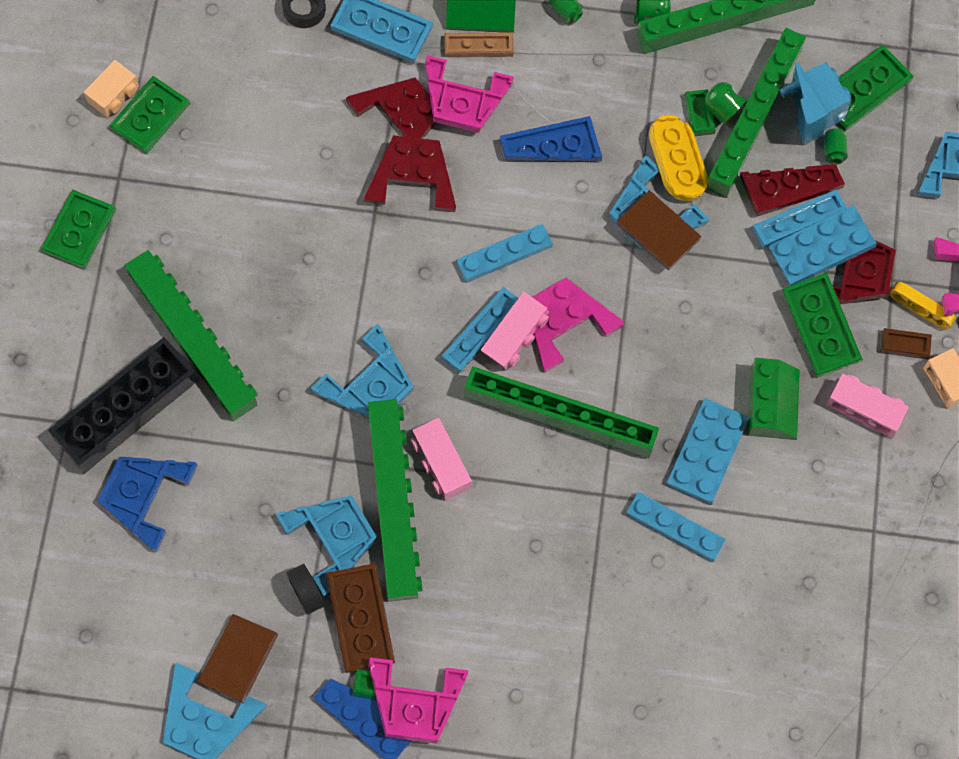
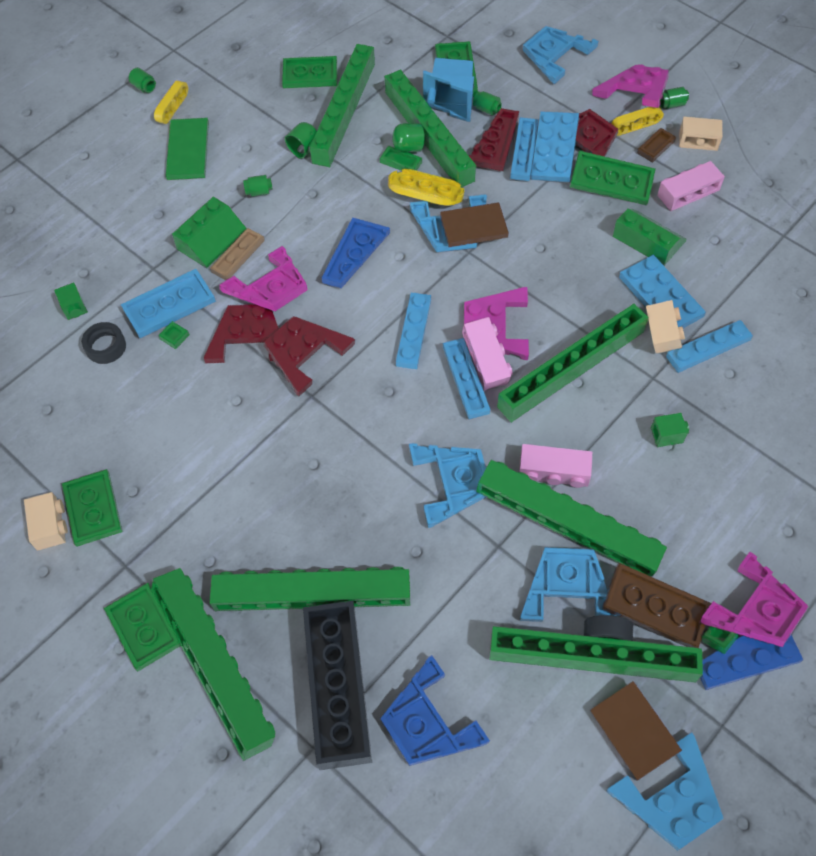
camera: 50 degrees left, 10 degrees down
(81, 300) = (213, 664): none -> green brick
(279, 589) = (596, 654): none -> green brick
(354, 55) = (173, 335): none -> green tile
(548, 538) = (669, 430): none -> green brick
(658, 471) = (664, 326): none -> light nougat brick

